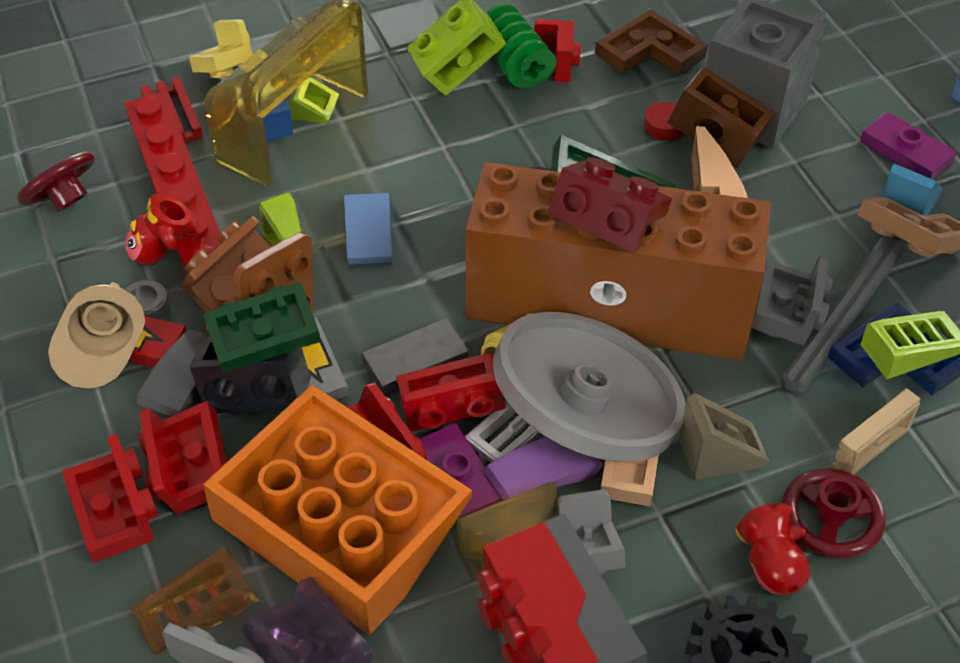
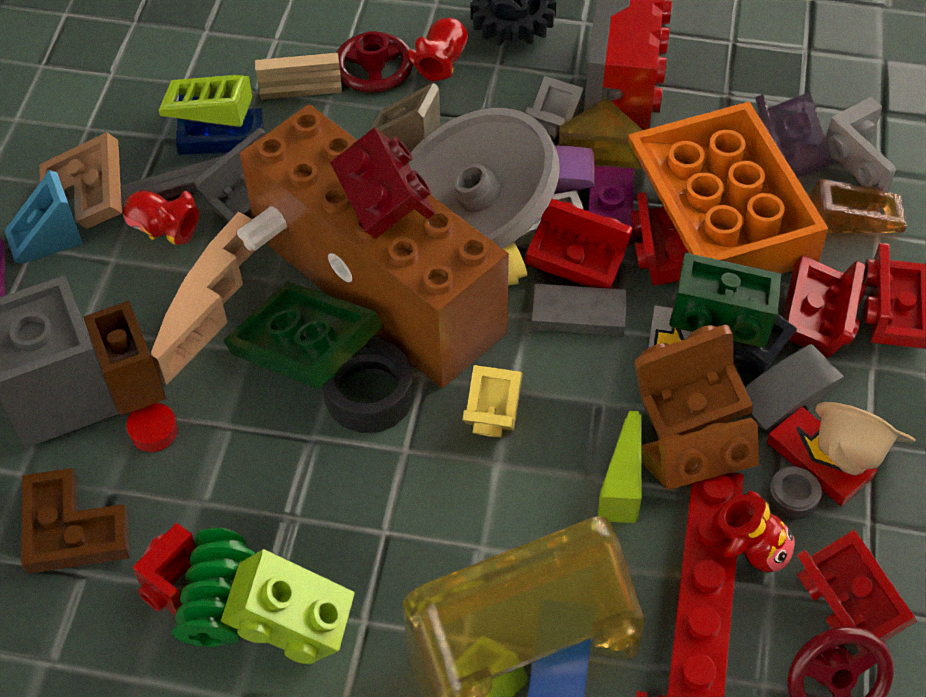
camera: 145 degrees left, 5 degrees up
(68, 237) = (855, 588): none -> red bracket
(368, 228) = (528, 465): medium blue slope -> none
(425, 235) = (492, 400): none -> light yellow bracket
(839, 240) = (159, 217): none -> red animal

